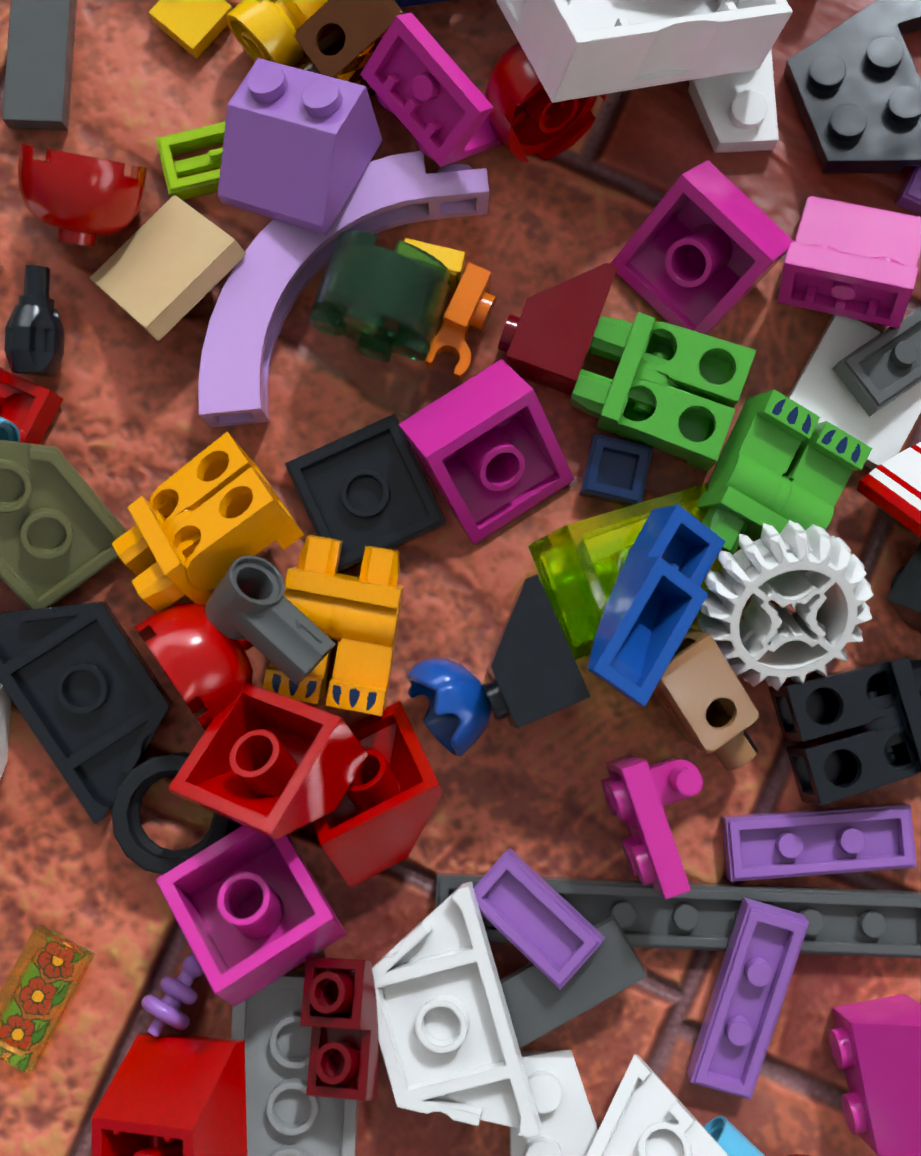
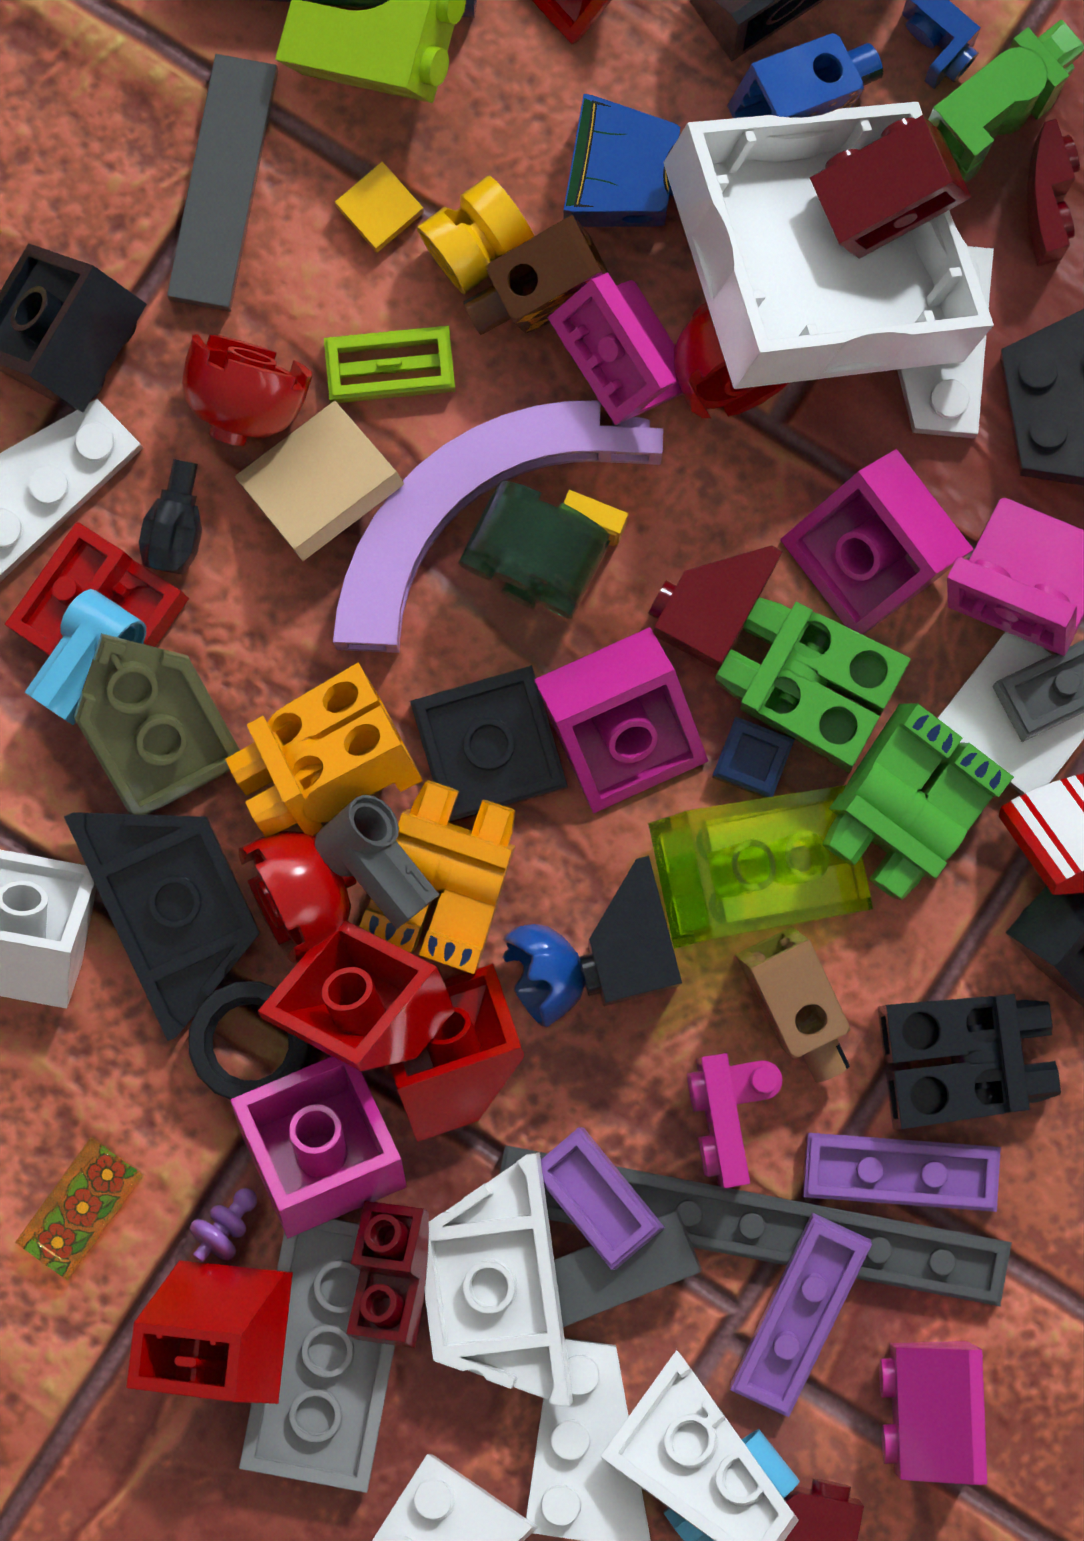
camera: 15 degrees right, 0 degrees up
(295, 144) = (470, 383): medium lavender slope -> none
(467, 309) = (623, 568): orange plate -> none
(653, 602) = (760, 899): blue slope -> none
(794, 569) = (894, 889): white gear -> none

